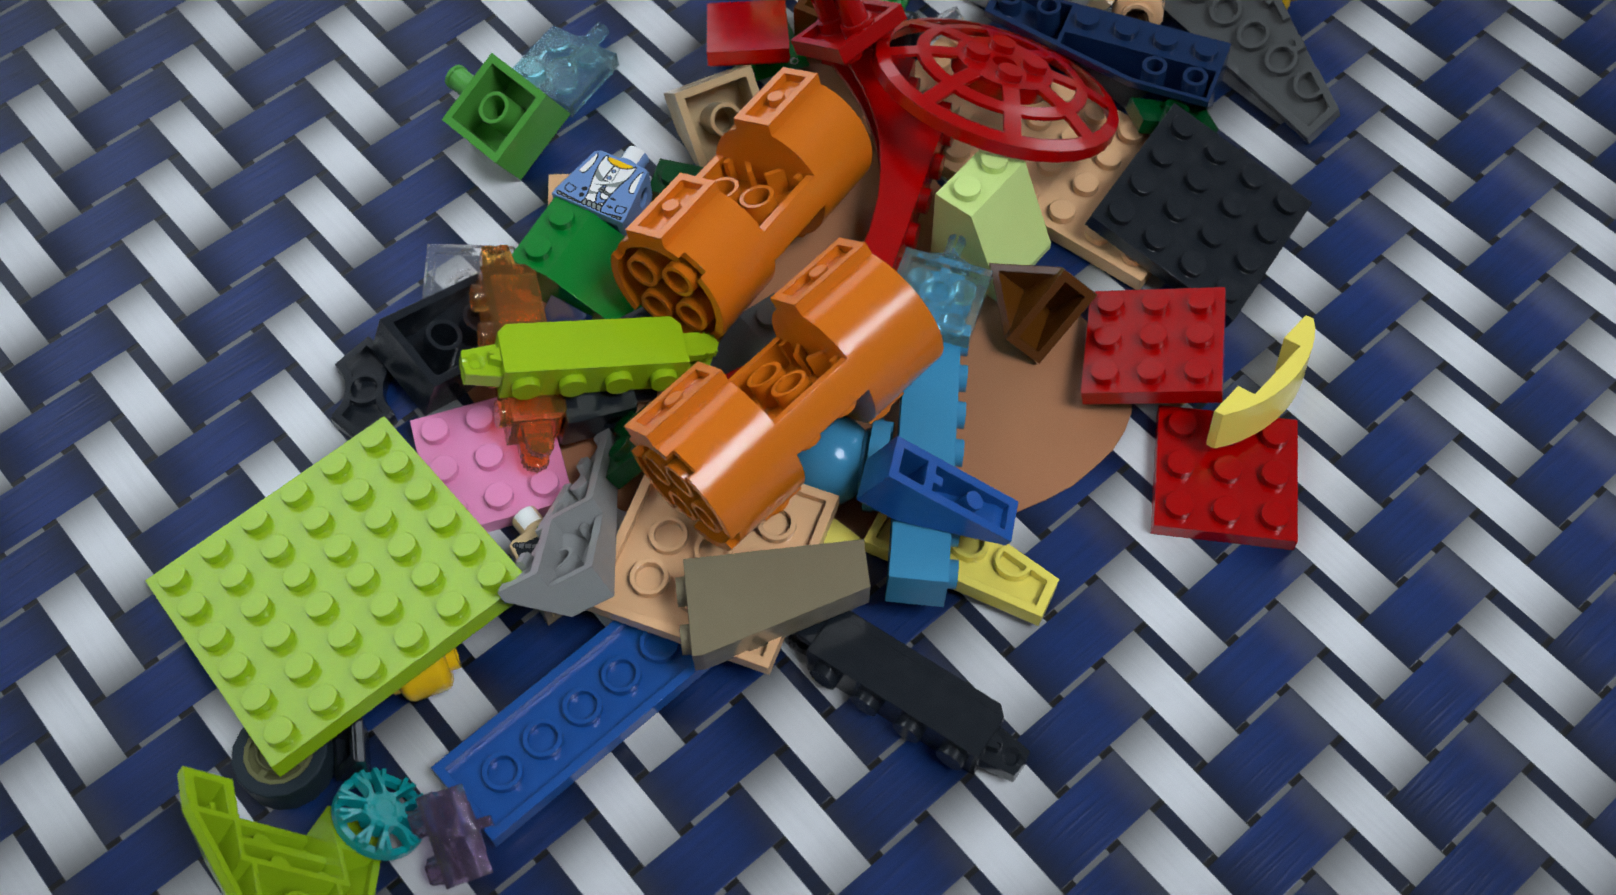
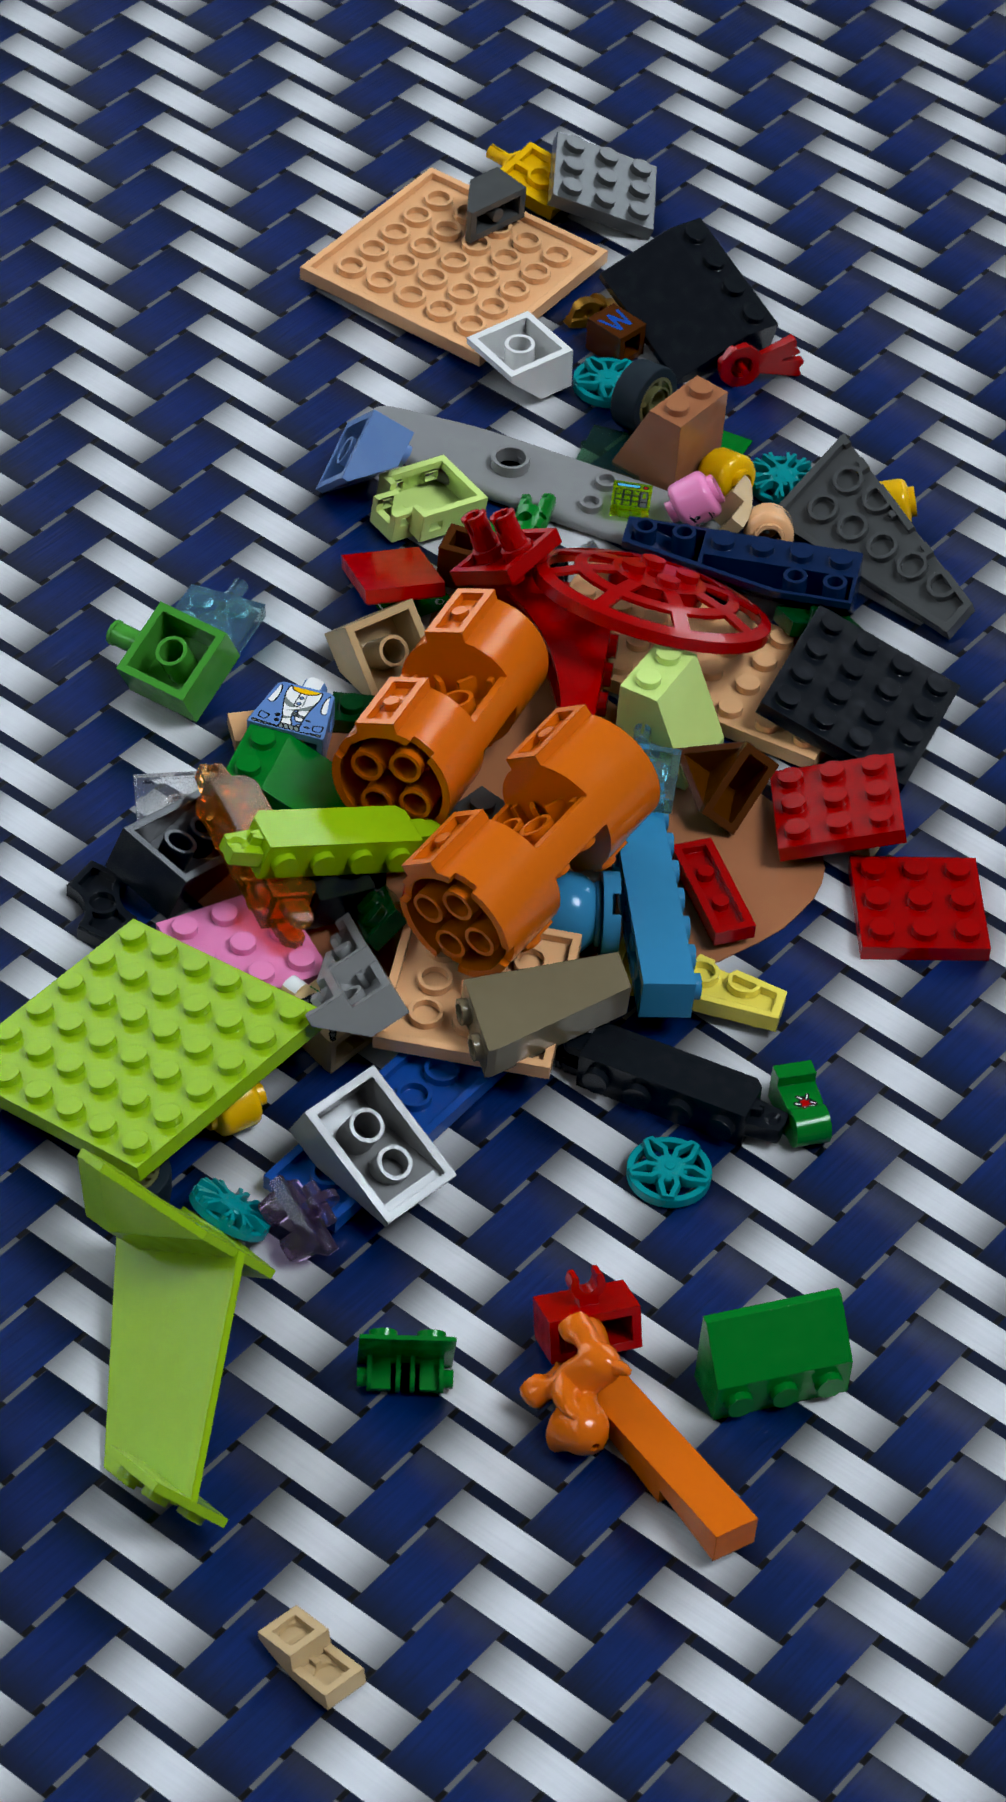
camera: 15 degrees left, 15 degrees down
(352, 751) = (189, 1166): black slope -> none
(549, 760) = (372, 1147): none -> light grey slope
(884, 806) = (669, 1171): none -> teal wheel
(934, 494) = (669, 916): blue slope -> none
(1002, 435) = (713, 892): none -> red plate
(1047, 736) = (796, 1093): none -> green leg
(1248, 413) = (932, 847): light yellow slope -> none

